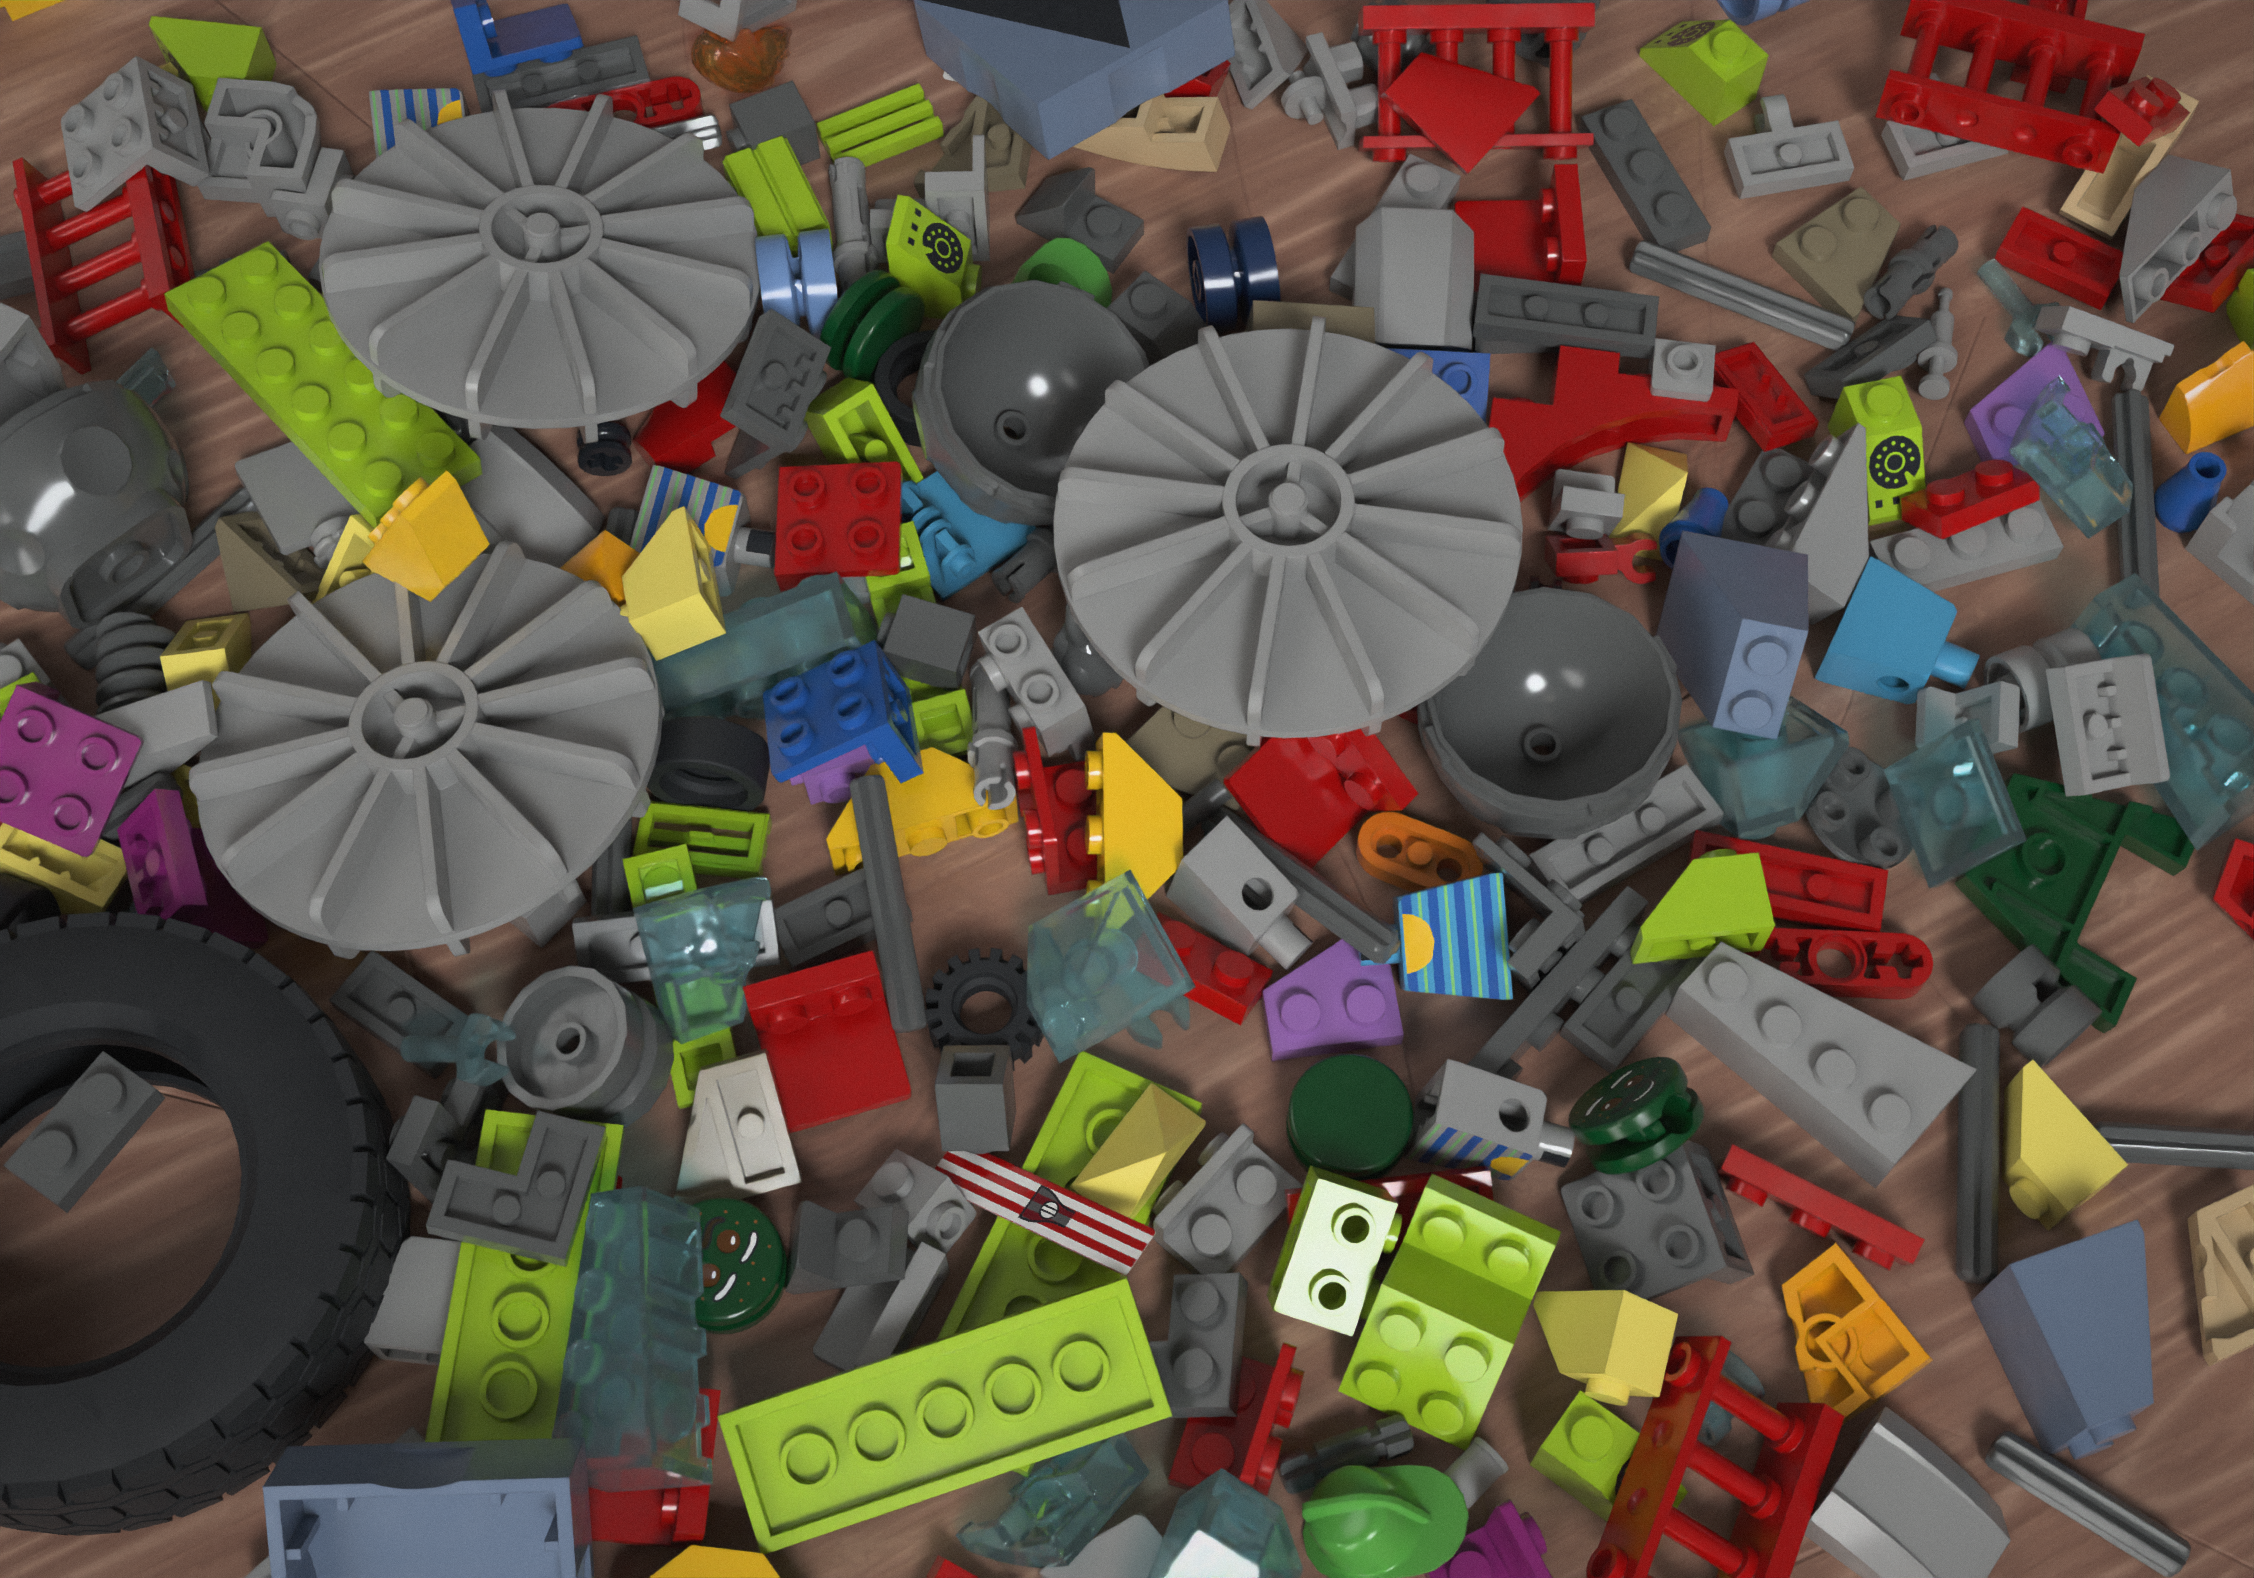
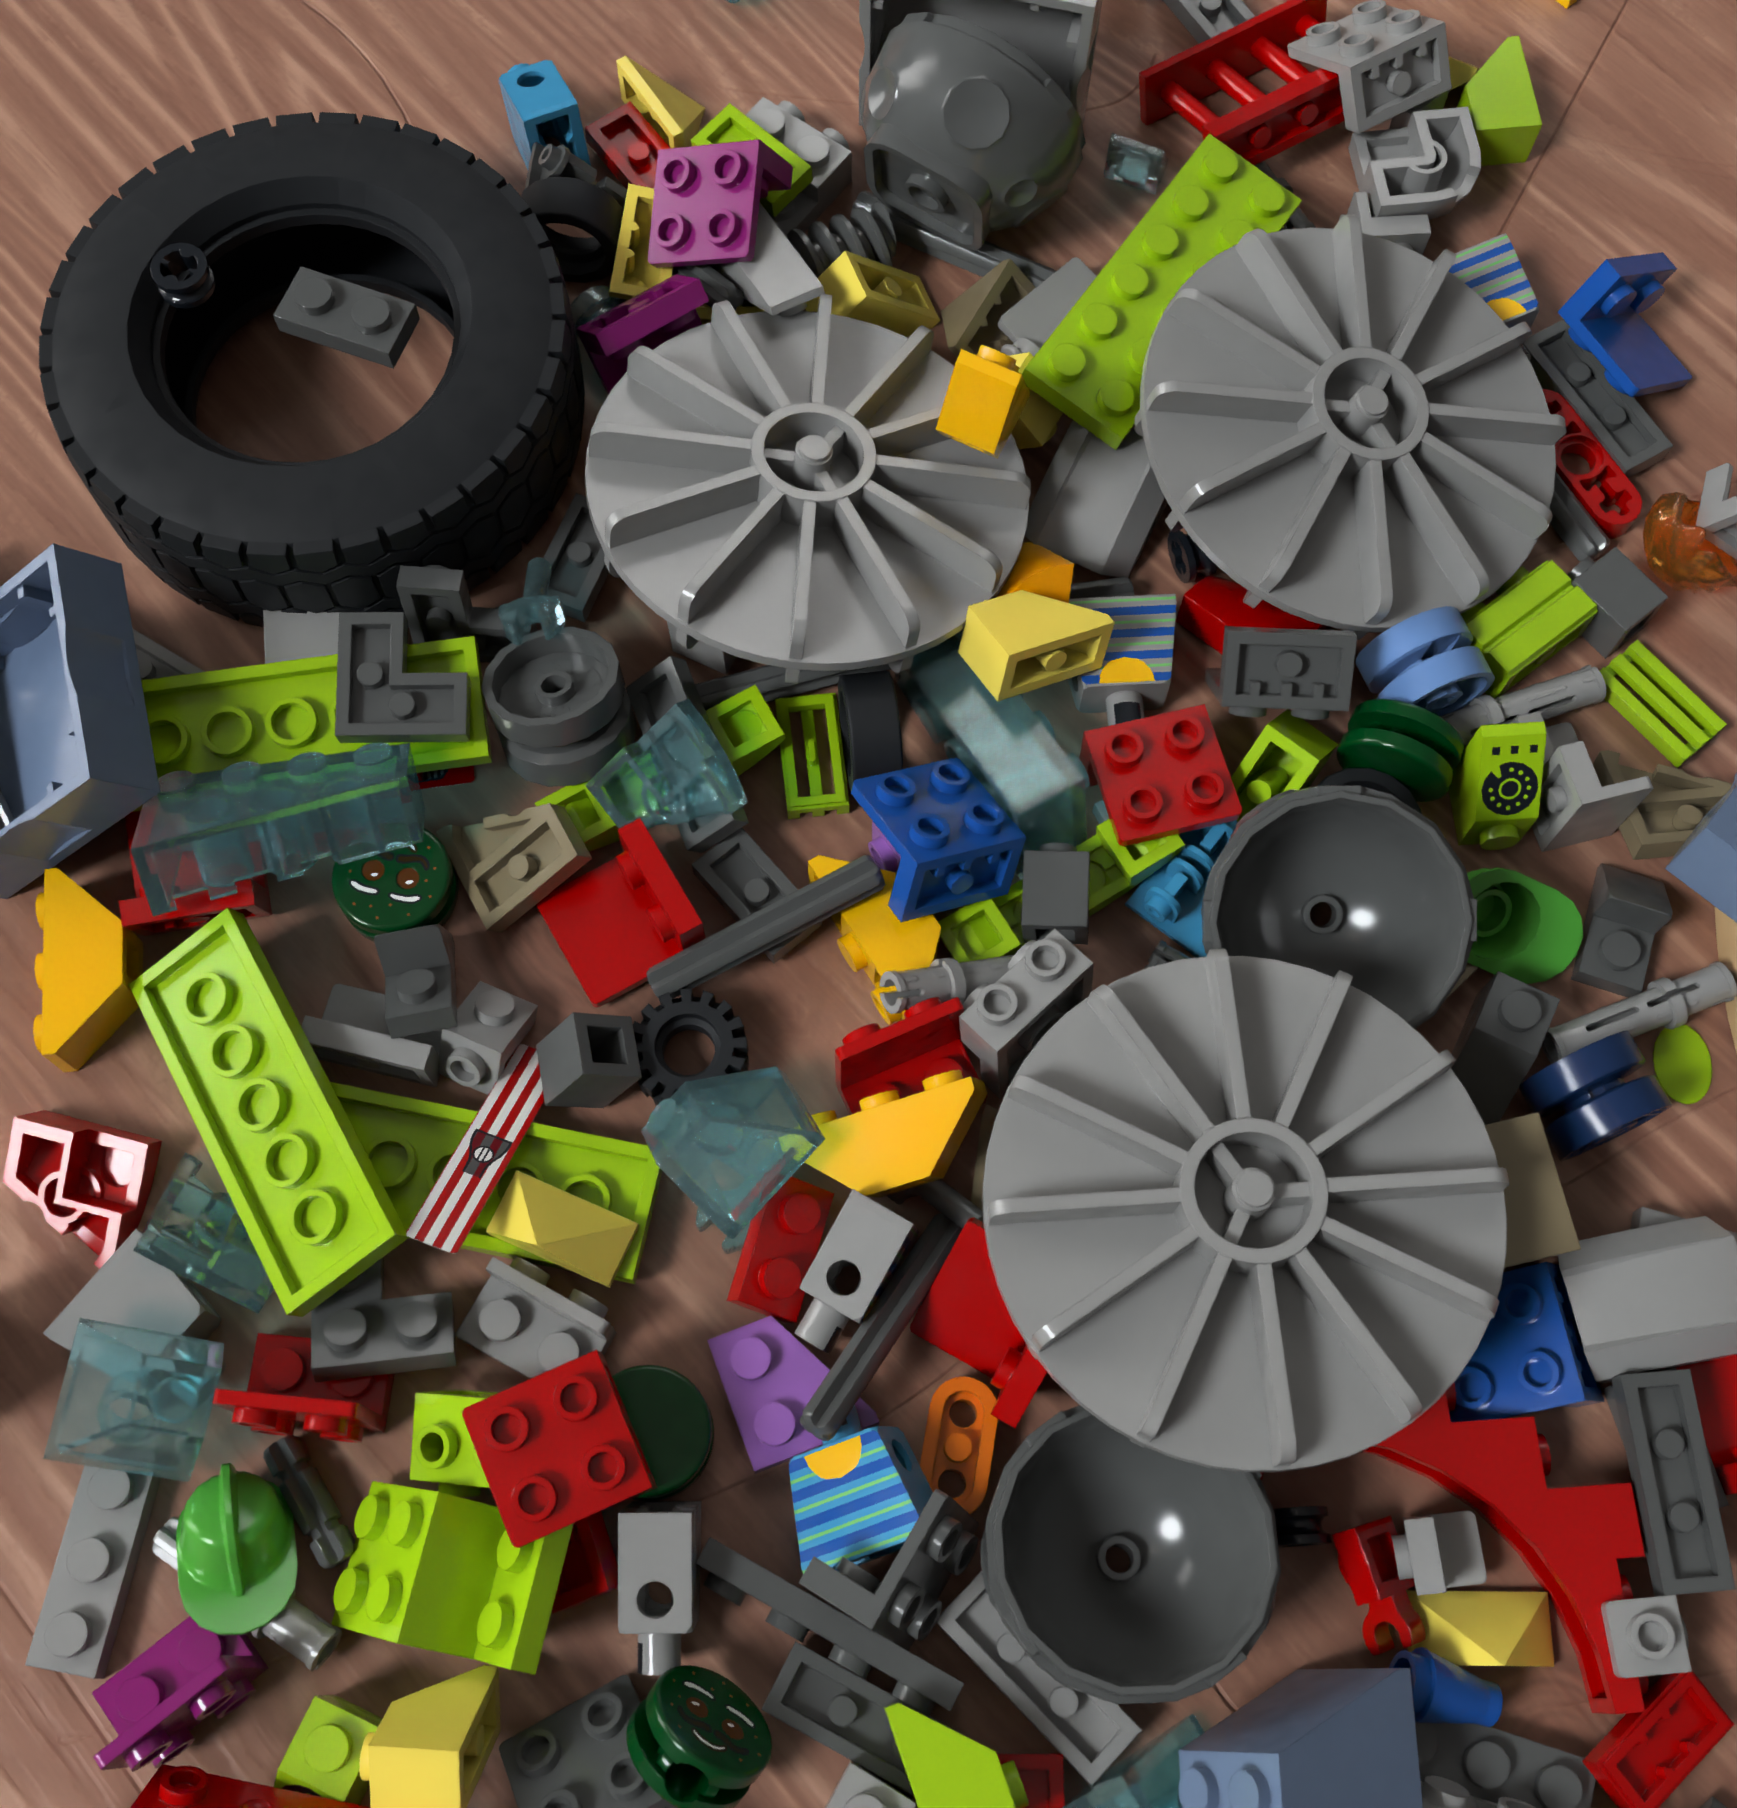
camera: 75 degrees right, 5 degrees up
(1154, 177) = (1663, 1004): none -> light grey pin
(1208, 209) = (1682, 1064): none -> lime sticker
(1364, 1163) = (558, 1448): none -> red bracket

